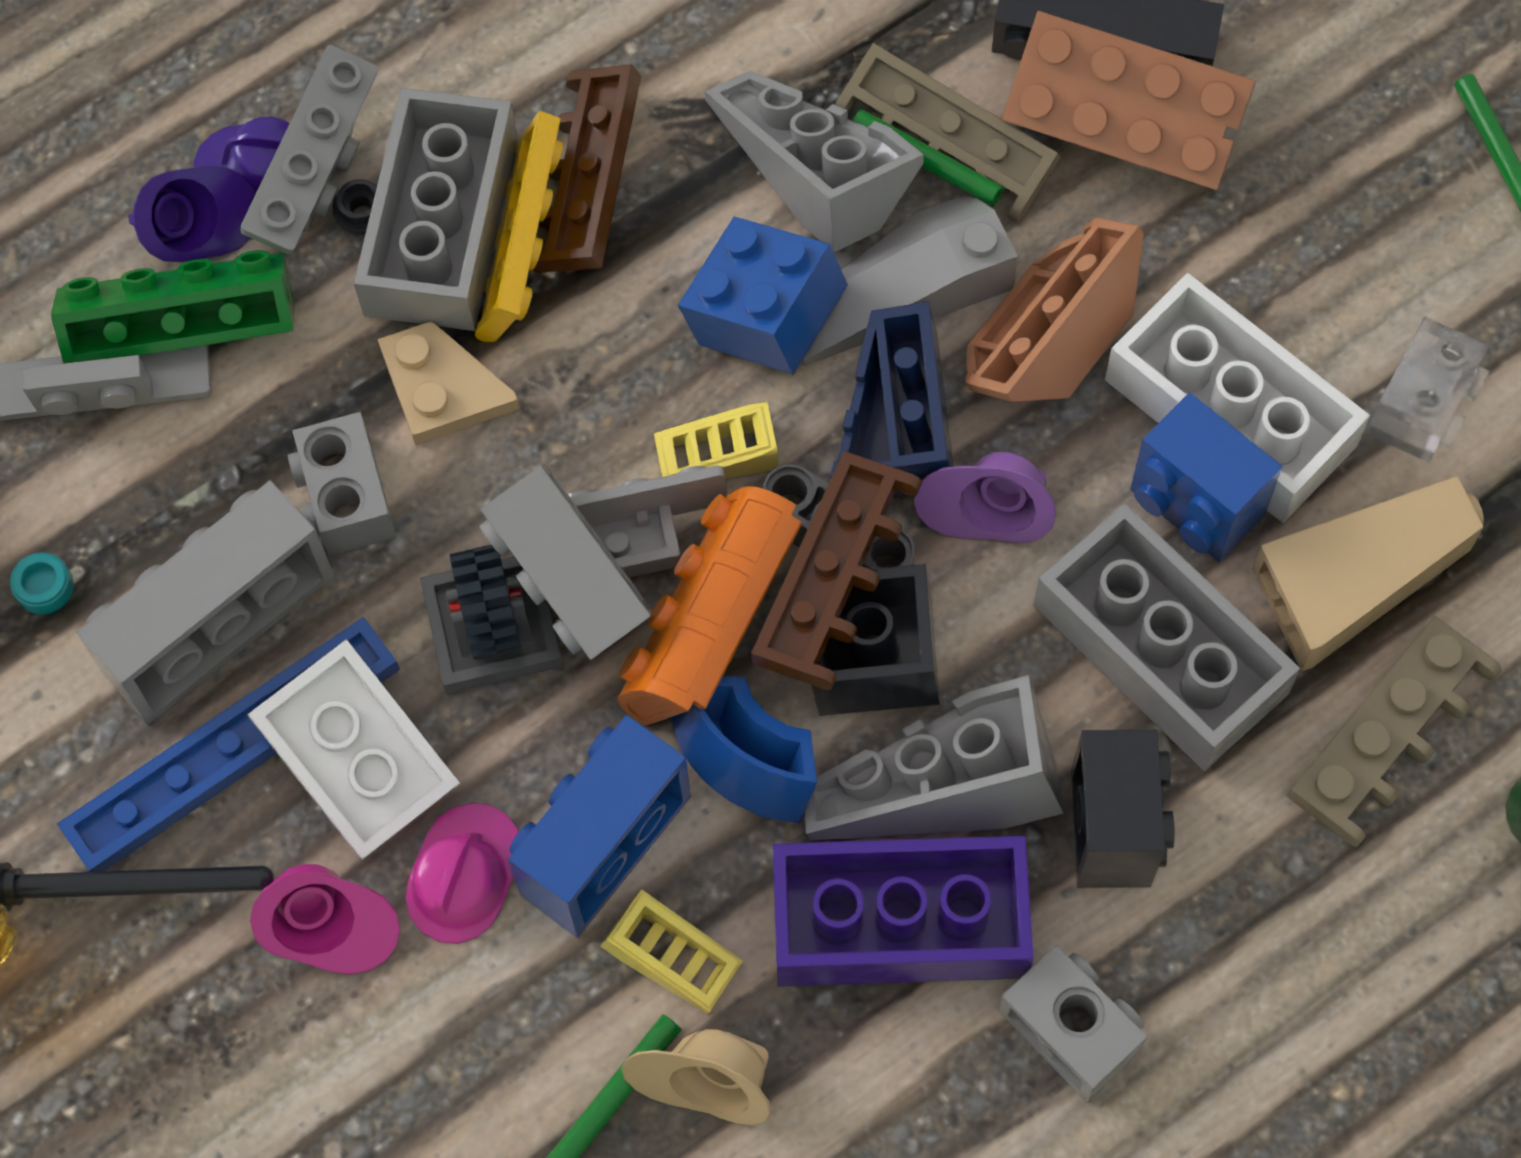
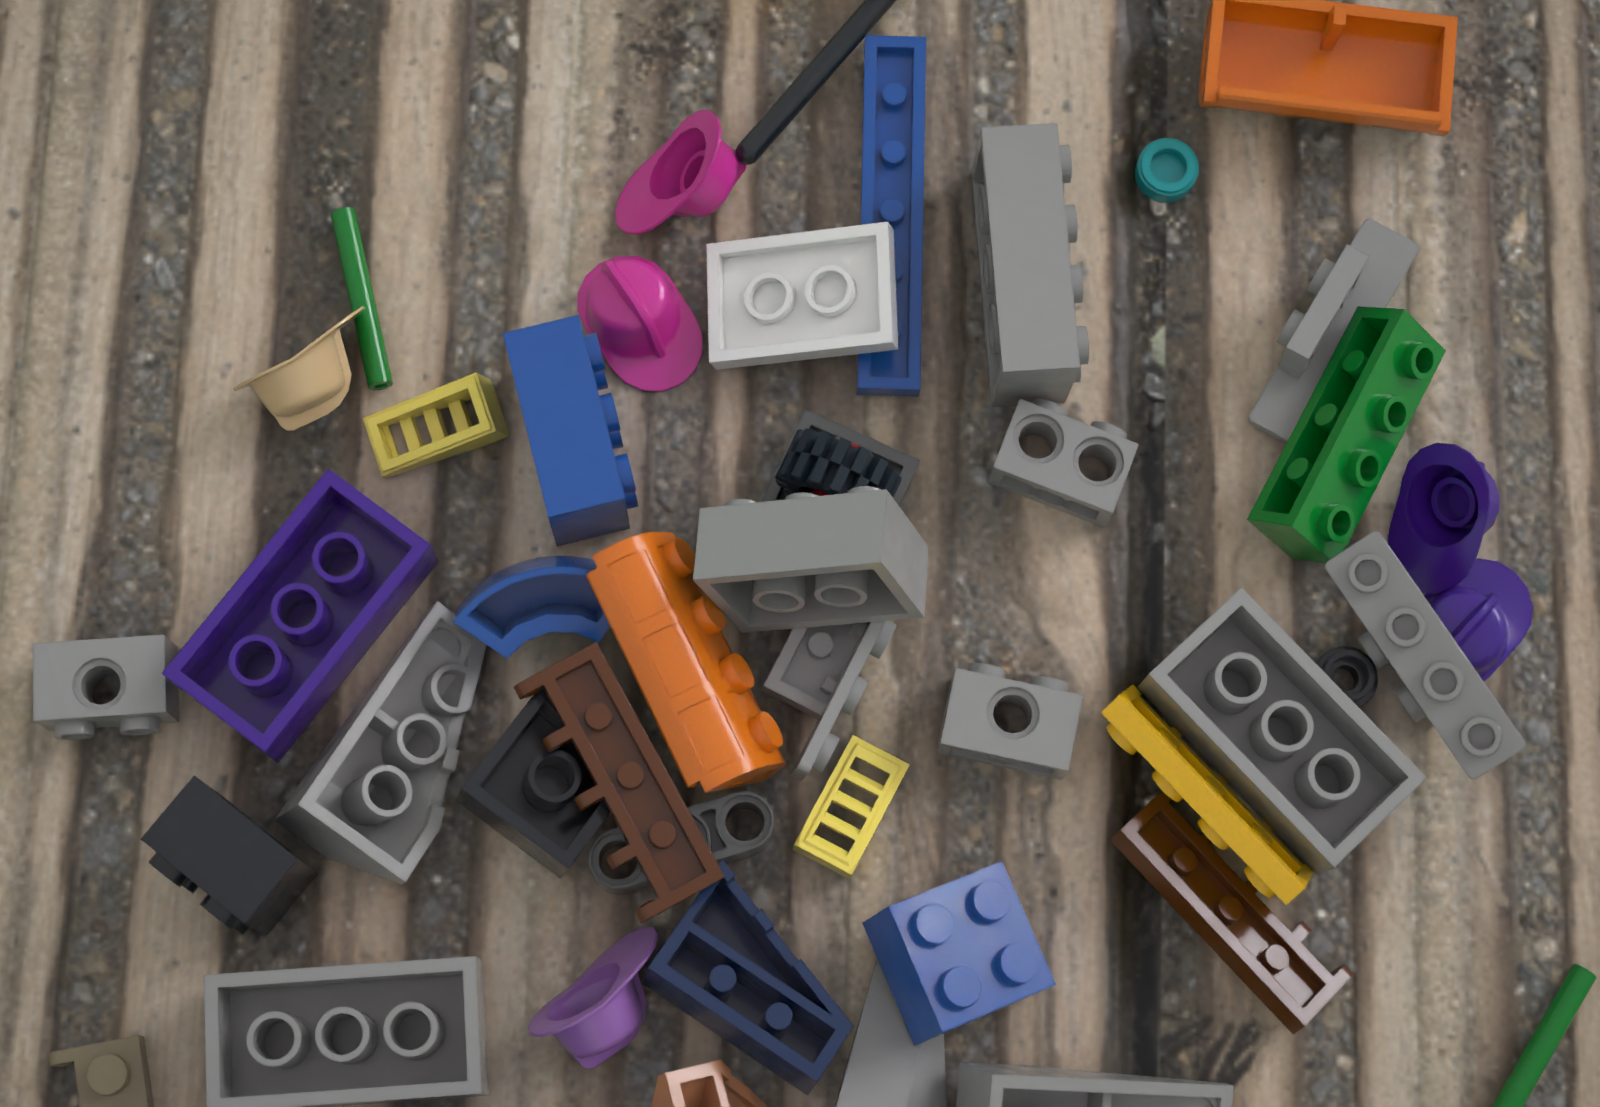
camera: 120 degrees right, 10 degrees up
(442, 383) = (1107, 619): tan wing -> none
(568, 354) = (973, 735): none -> light grey brick

